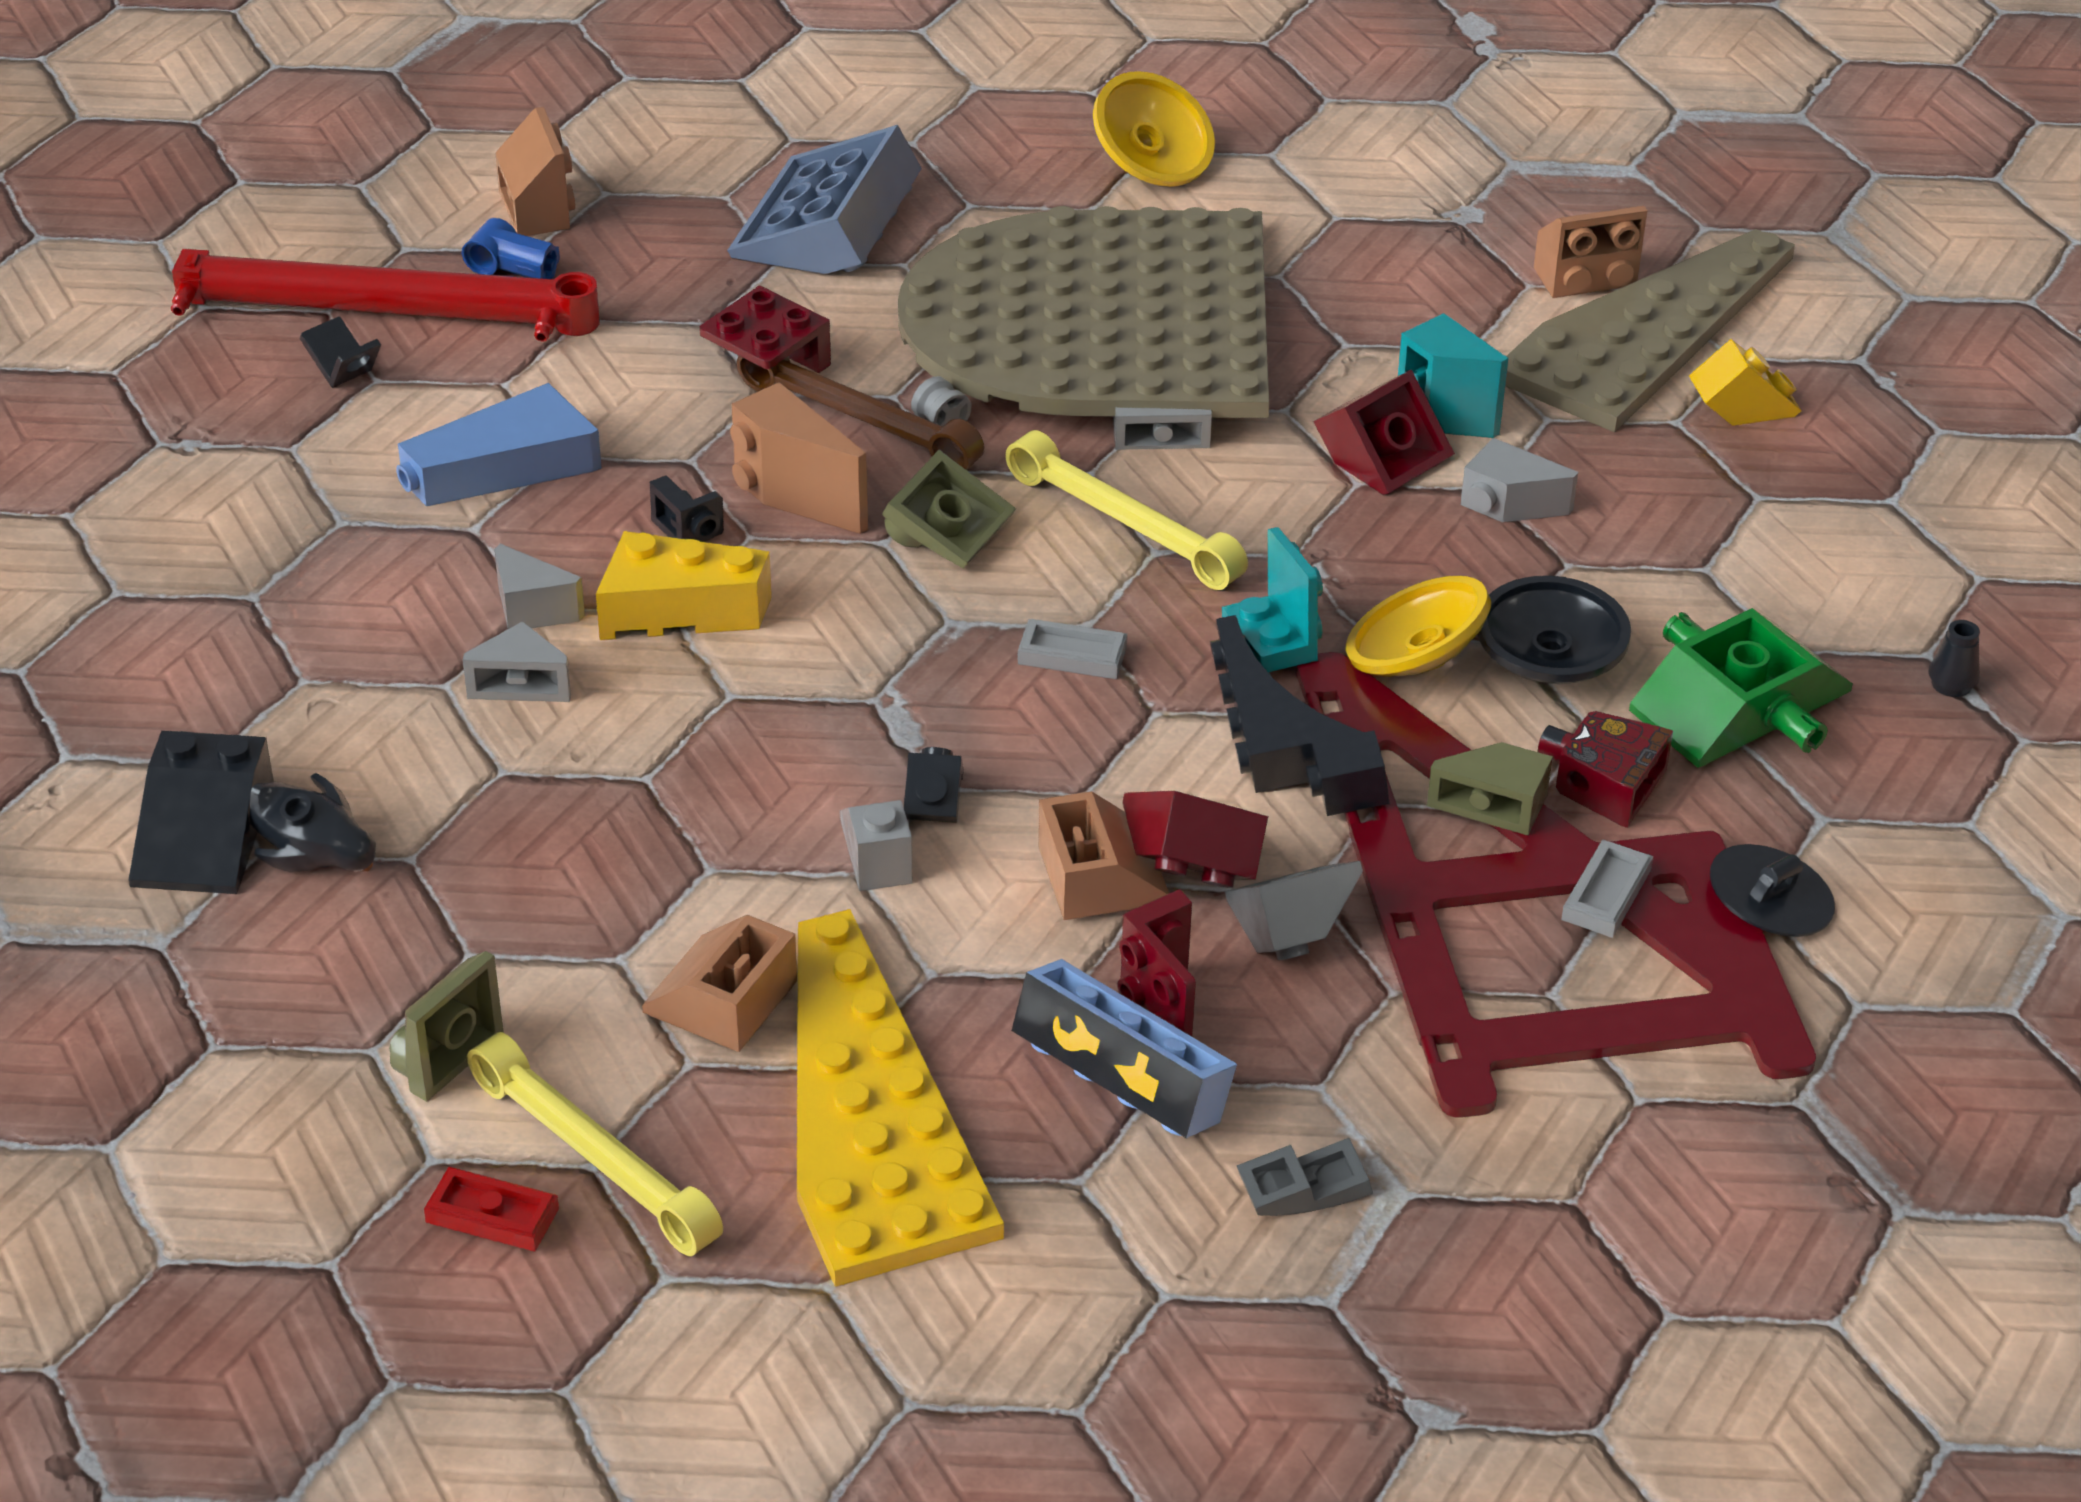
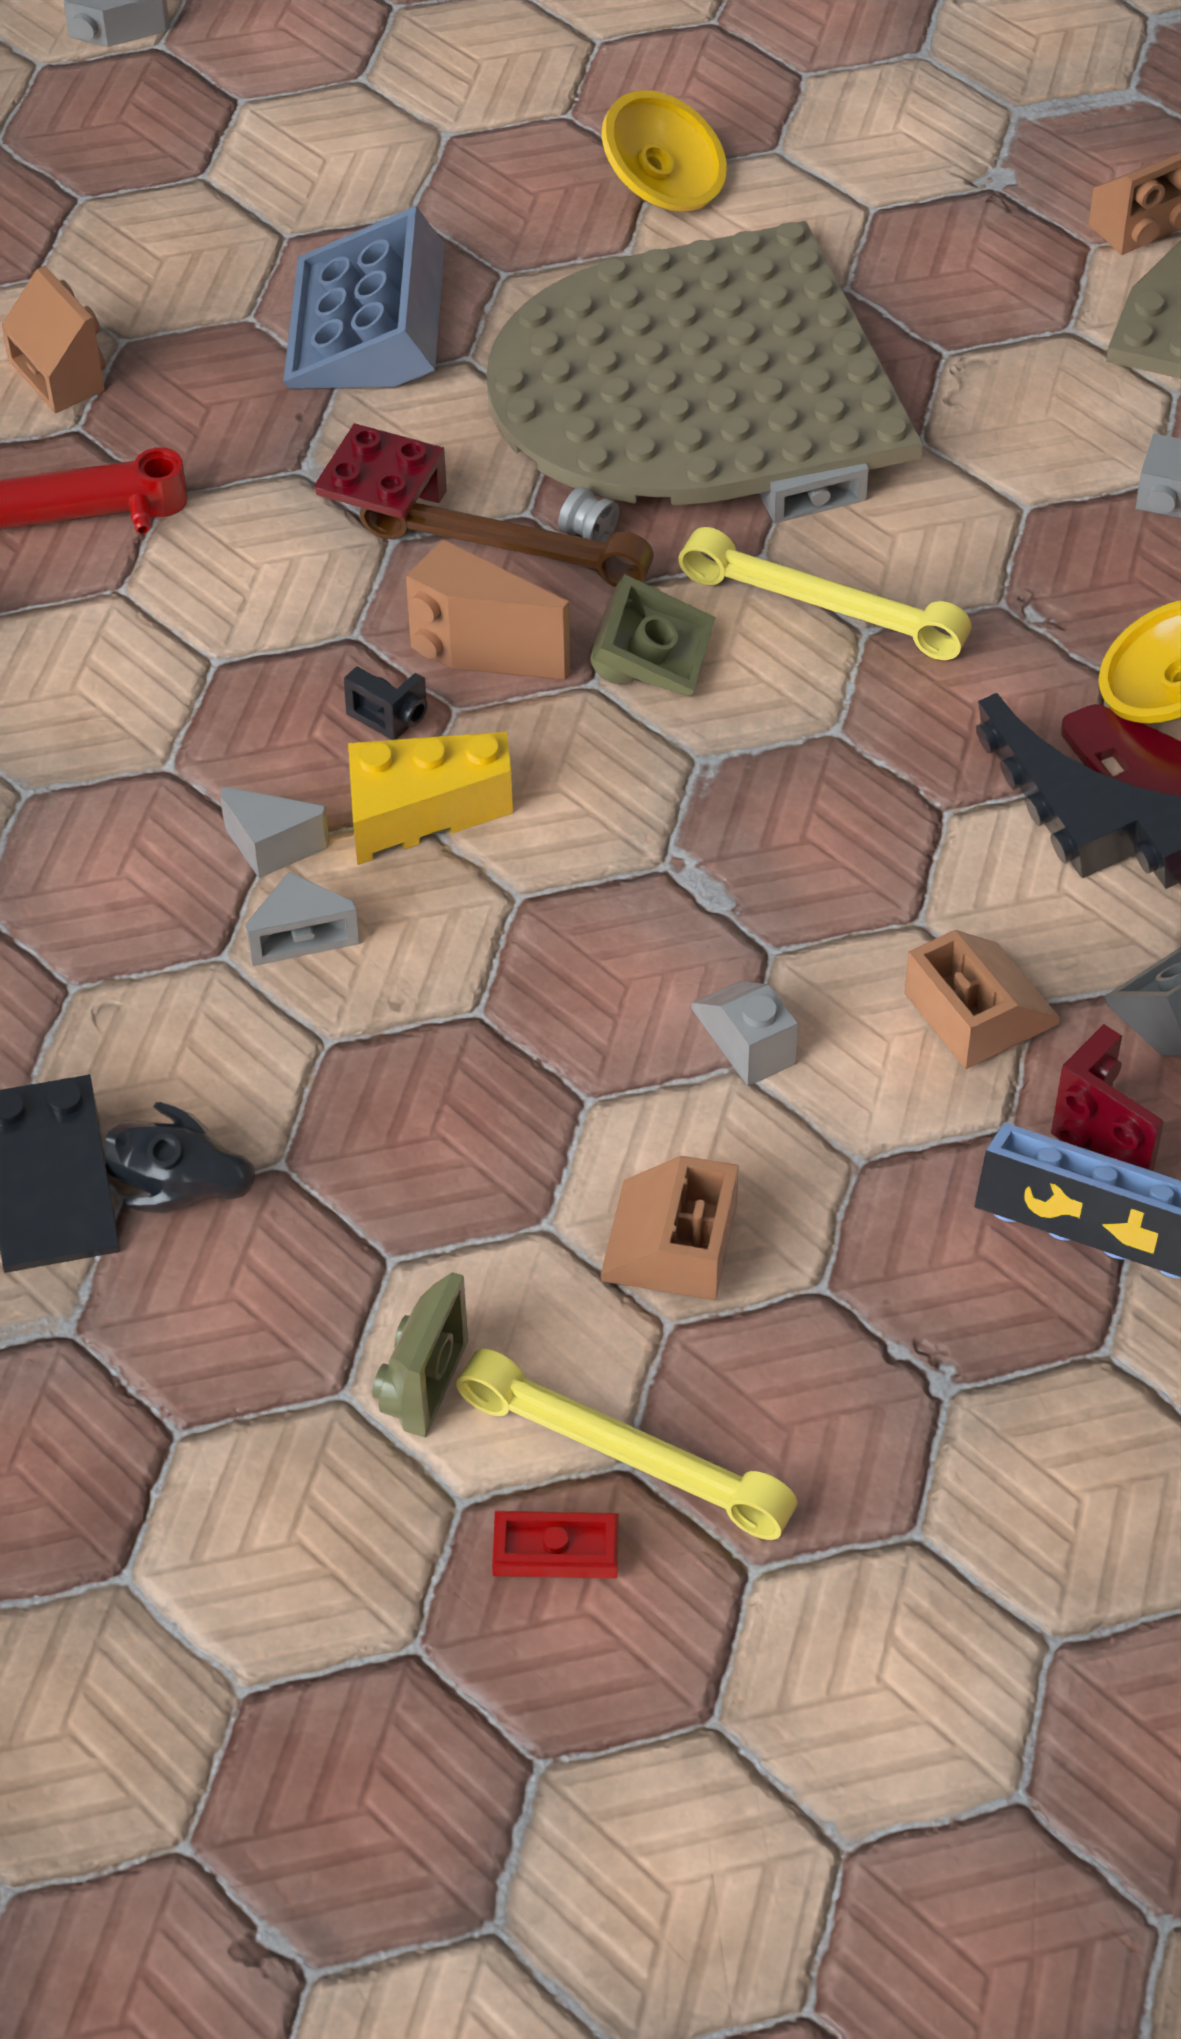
camera: 15 degrees left, 10 degrees up
(500, 449) = (163, 669): medium blue slope -> none
(501, 248) = (50, 433): blue piece -> none
(875, 1142) = (899, 1369): yellow wing -> none
(933, 785) = (777, 951): black bracket -> none
(1072, 648) = (837, 762): light grey tile -> none
(1195, 835) = (1067, 951): dark red slope -> none
(1286, 623) = (1039, 669): teal bracket -> none
(1385, 434) = (1039, 450): dark red slope -> none
(1457, 375) = (1085, 377): teal slope -> none

